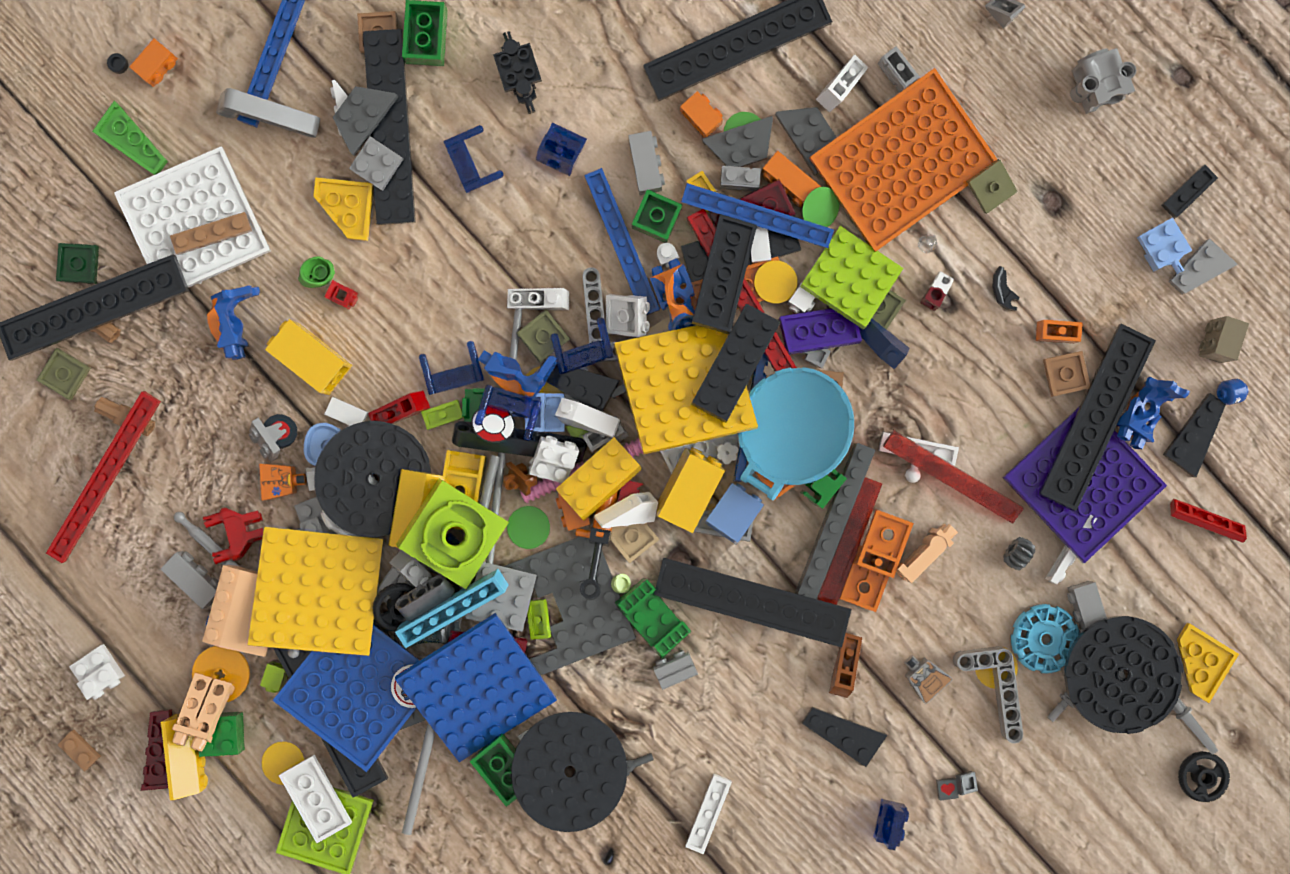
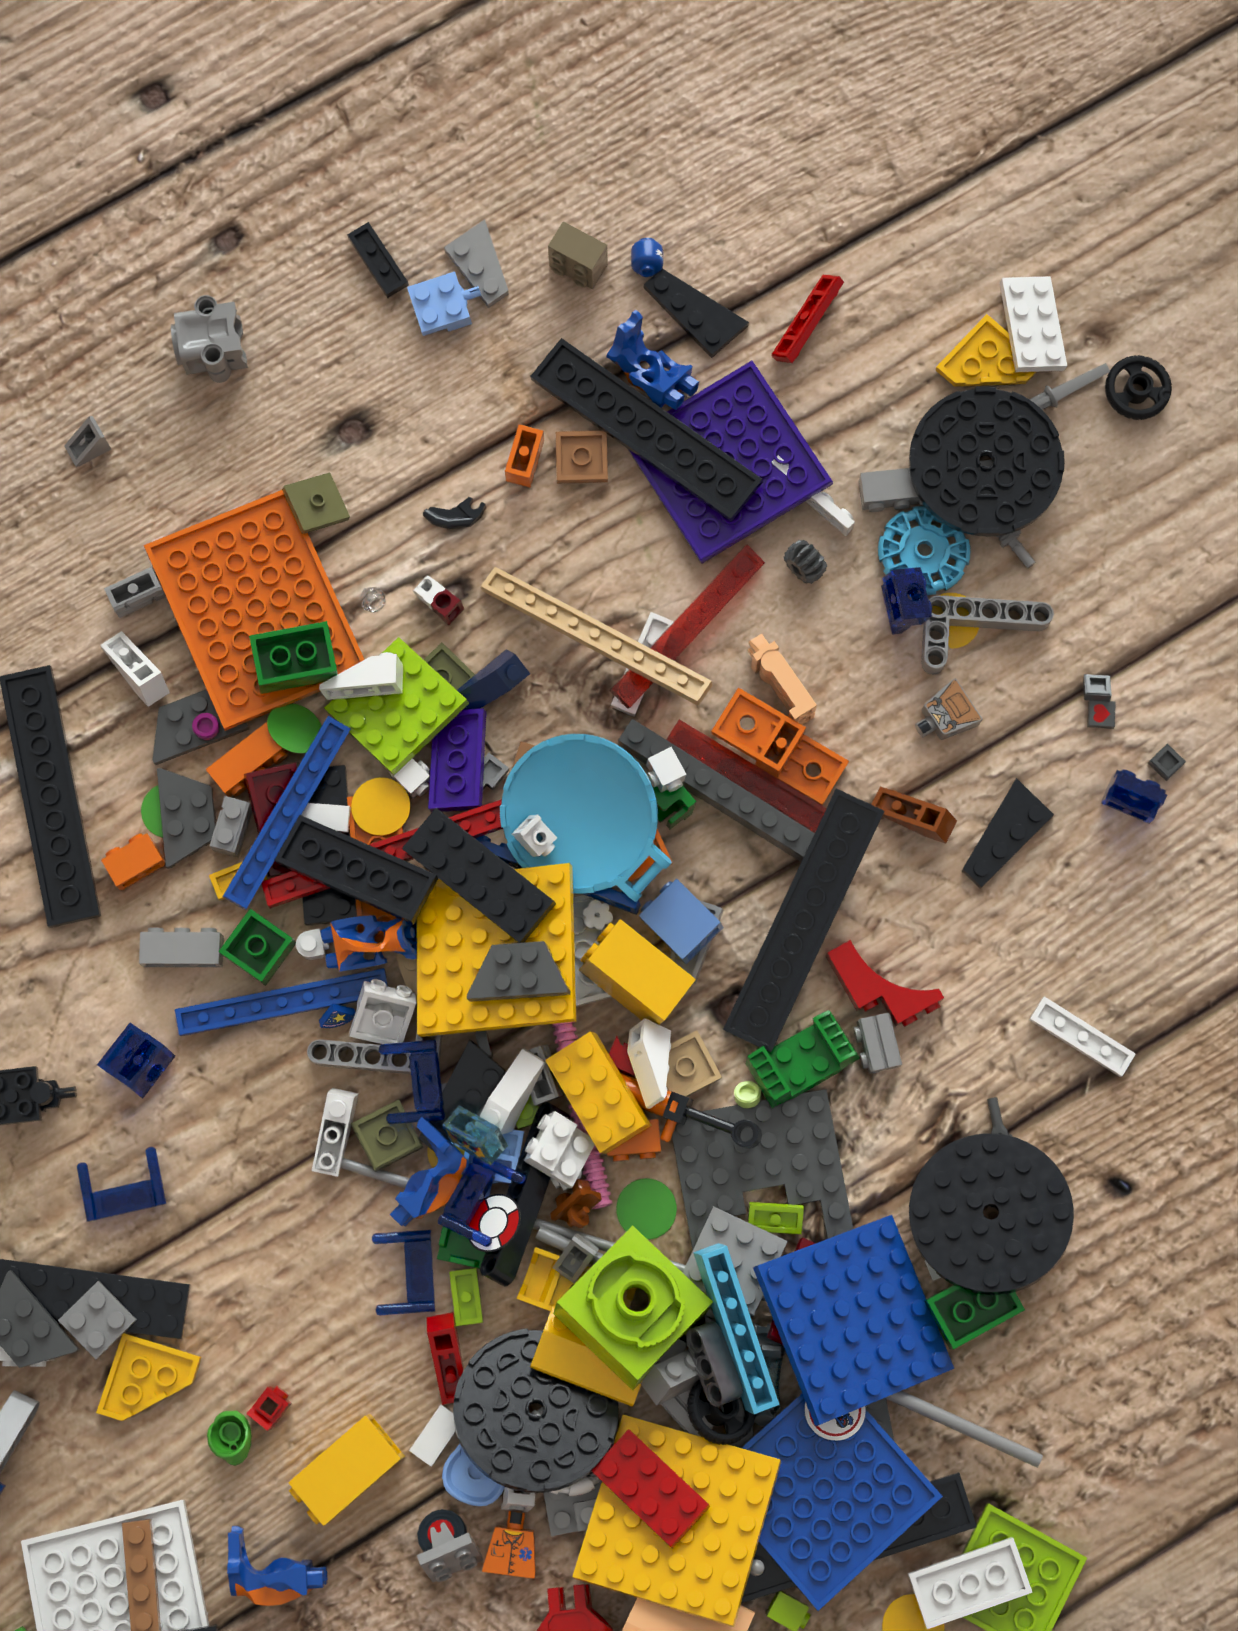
camera: 80 degrees left, 10 degrees down
(332, 569) = (650, 1488): none -> red plate
(481, 486) = (575, 1258): none -> light grey slope
(551, 398) = (475, 1135): none -> clear light blue brick
(620, 283) = (336, 1016): none -> blue tile
(669, 405) = (518, 972): none -> dark grey wing
(713, 654) = (866, 987): none -> red arch
(776, 392) = (527, 833): none -> white brick
(809, 143) = (205, 726): none -> magenta tile
(839, 483) = (665, 771): none -> white brick
(868, 254) = (368, 678): none -> white slope
(871, 194) = (293, 657): none -> green brick
(921, 842) = (1166, 762): none -> dark grey tile
(931, 412) = (597, 636): none -> tan plate
(997, 629) = (900, 609): none -> clear blue brick
(1238, 690) = (1033, 324): none -> white plate

